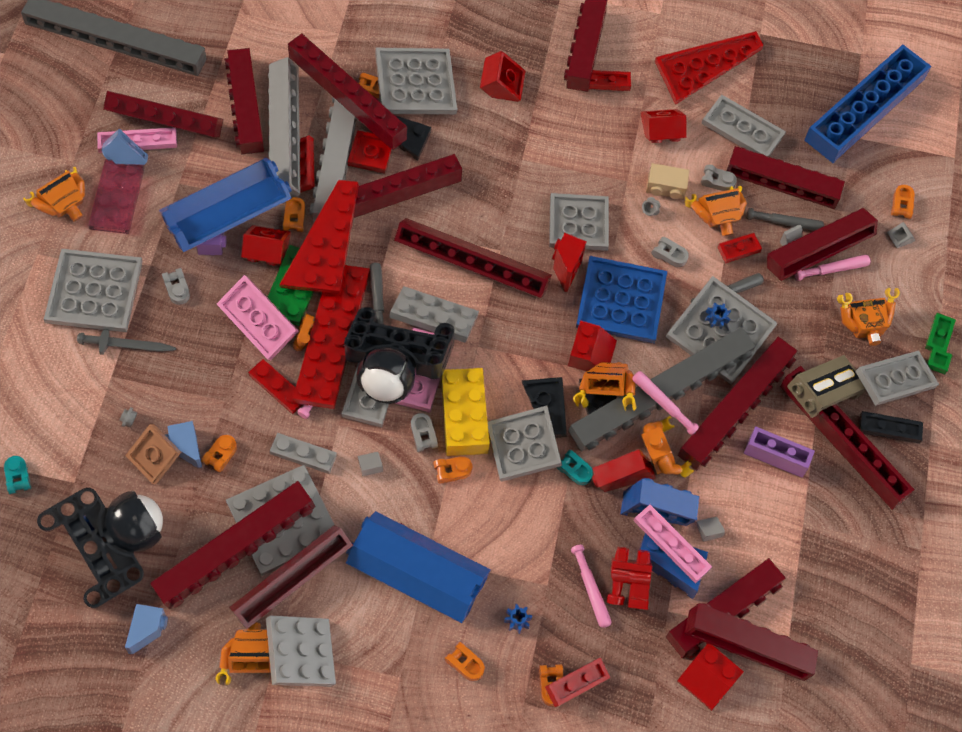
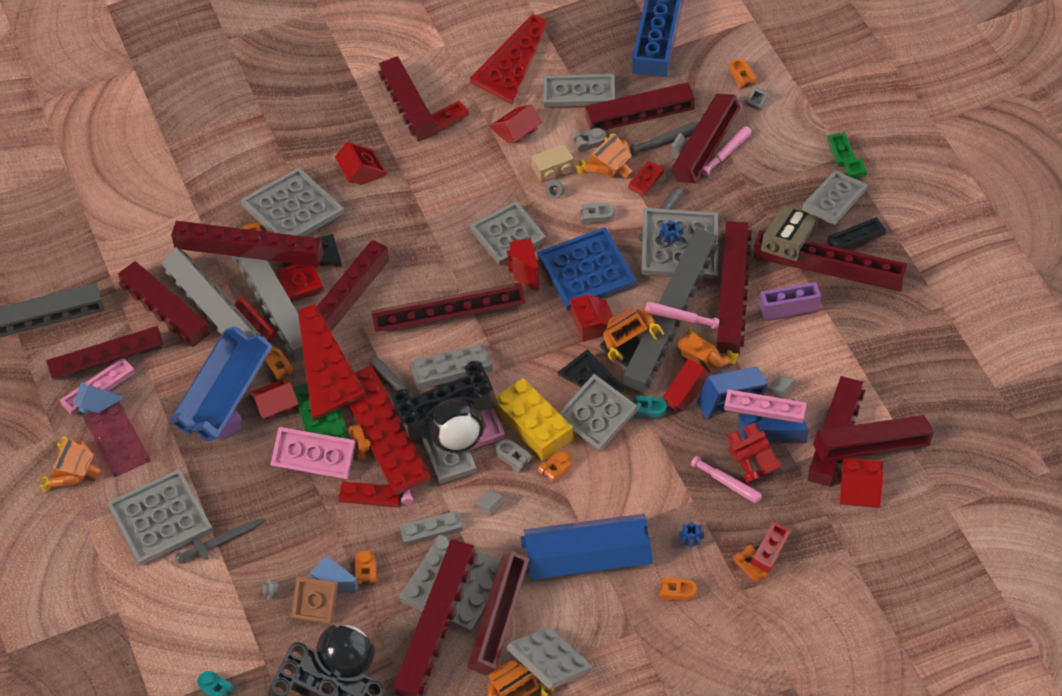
camera: 25 degrees left, 10 degrees down
(177, 292) = (230, 477): light grey plate -> none
(868, 317) = (781, 168): orange torso -> none

